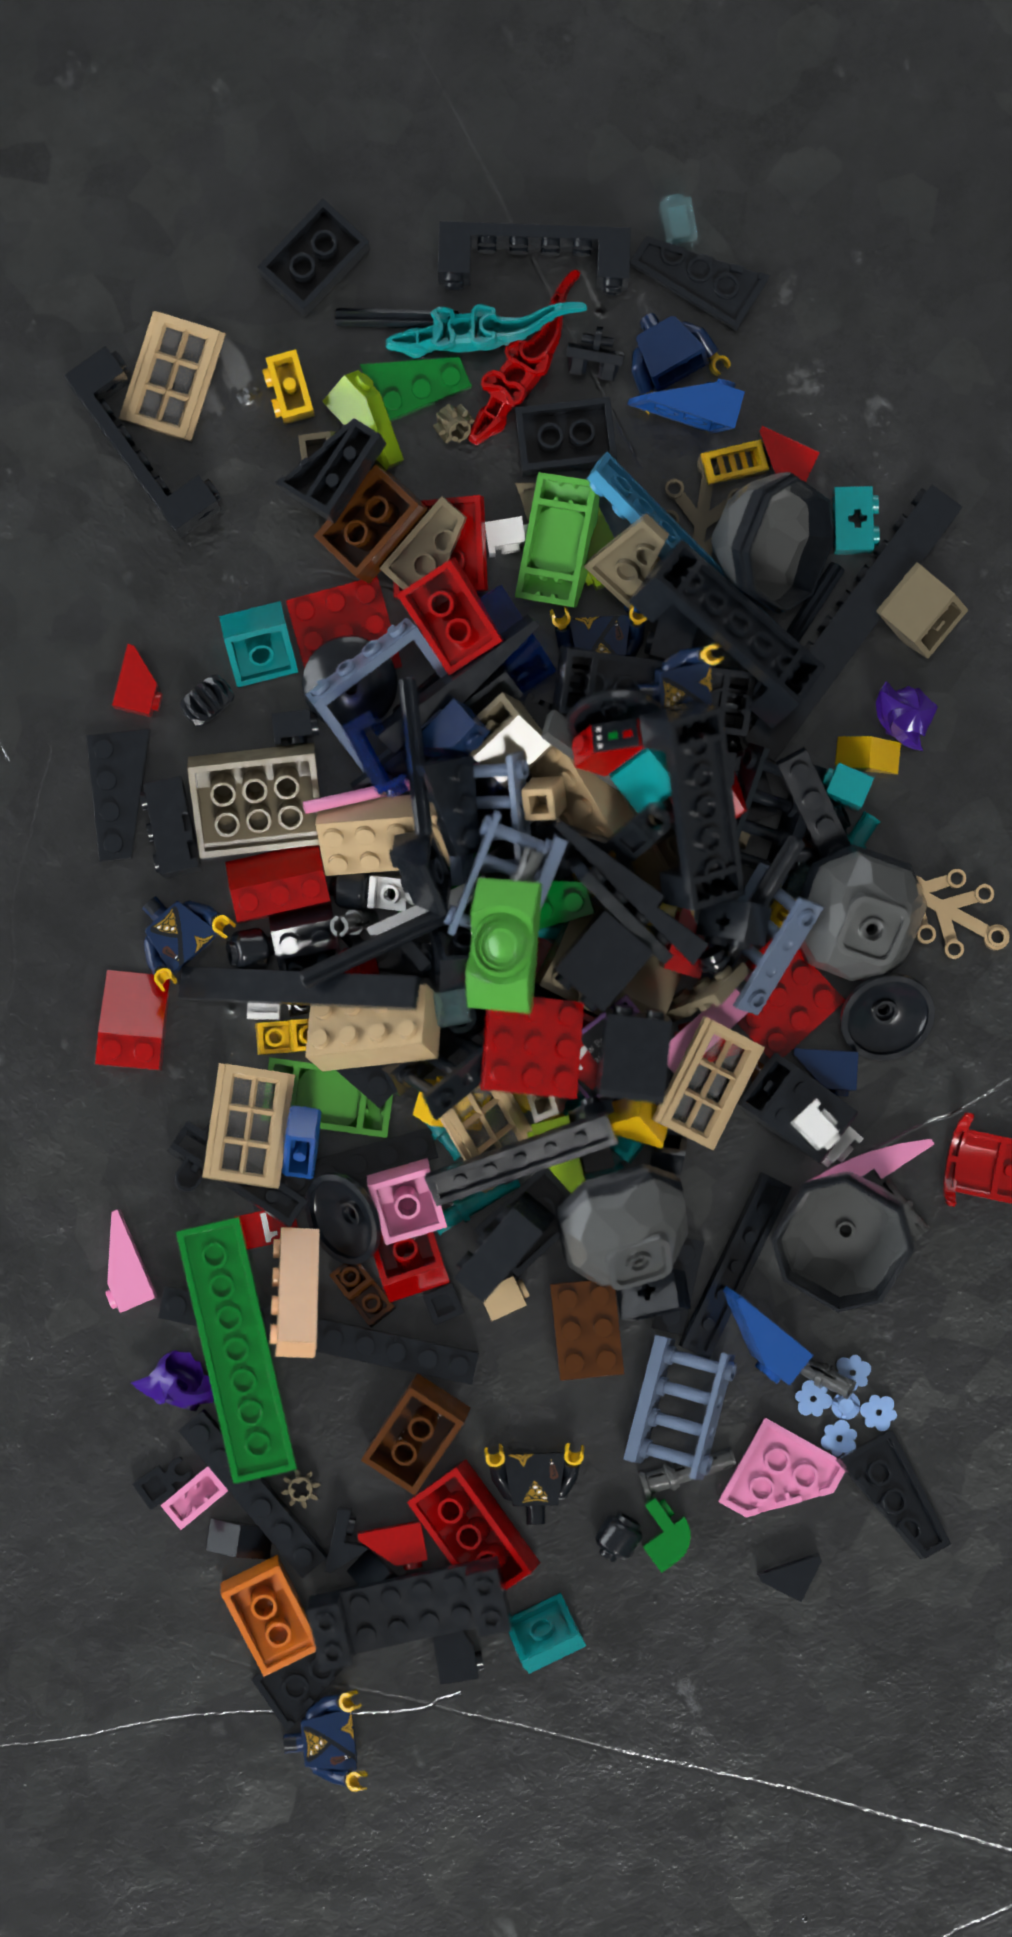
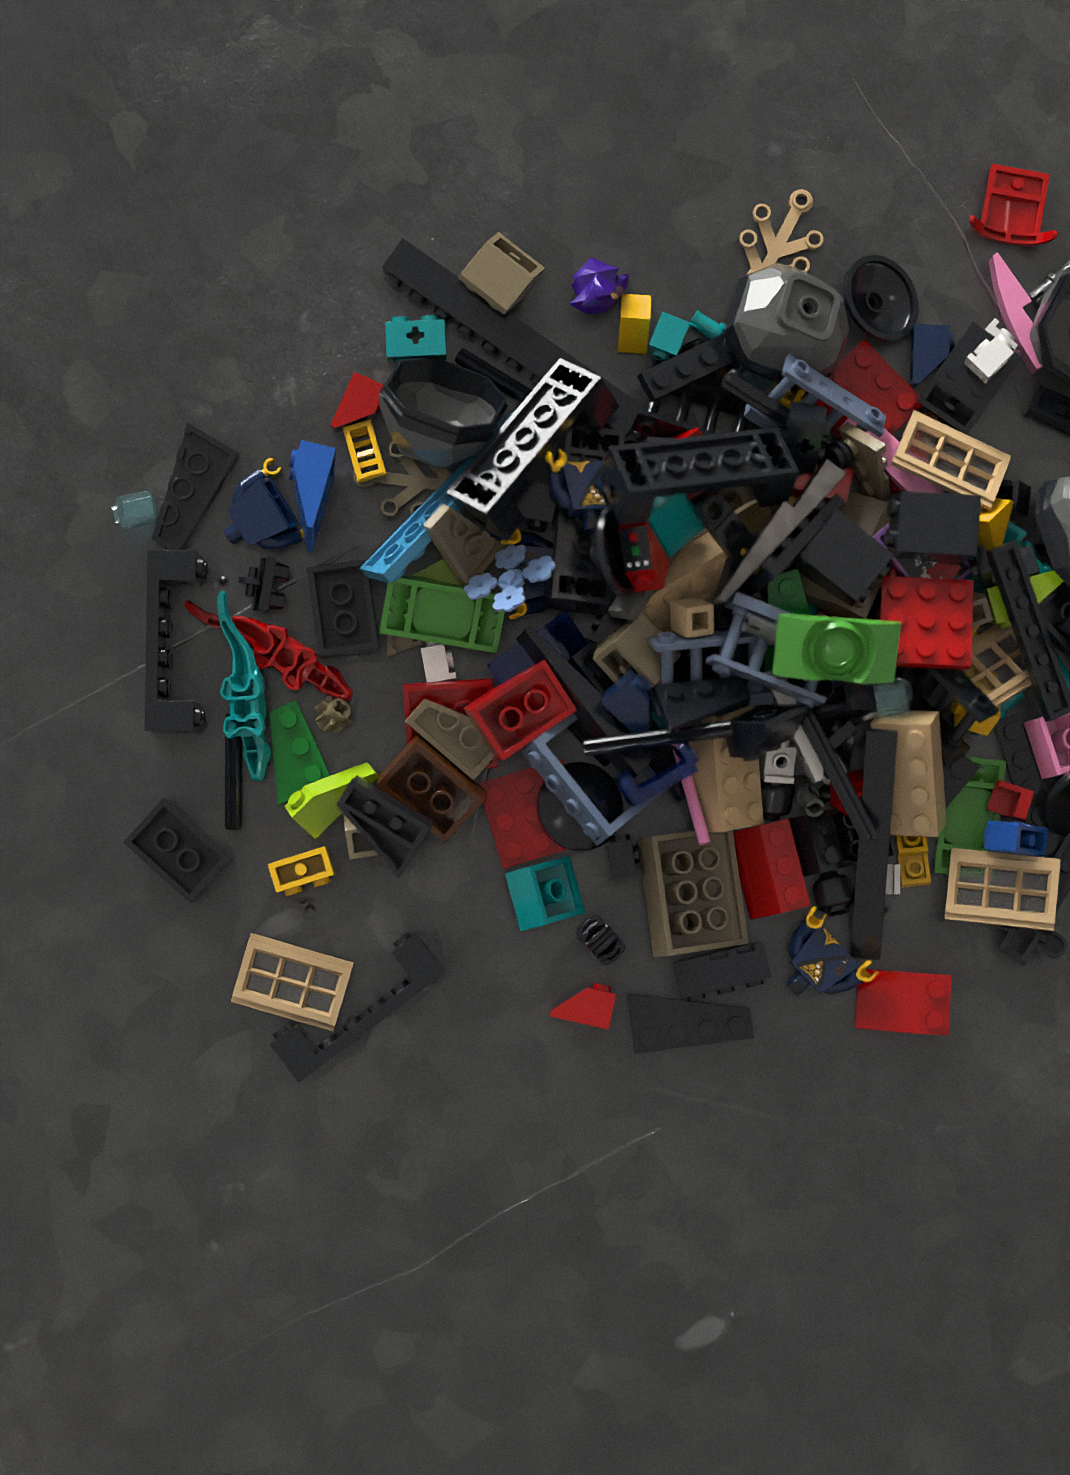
camera: 90 degrees left, 0 degrees up
(343, 1137) = (1010, 800): none -> red panel
(588, 609) = (512, 580): none -> light blue plant

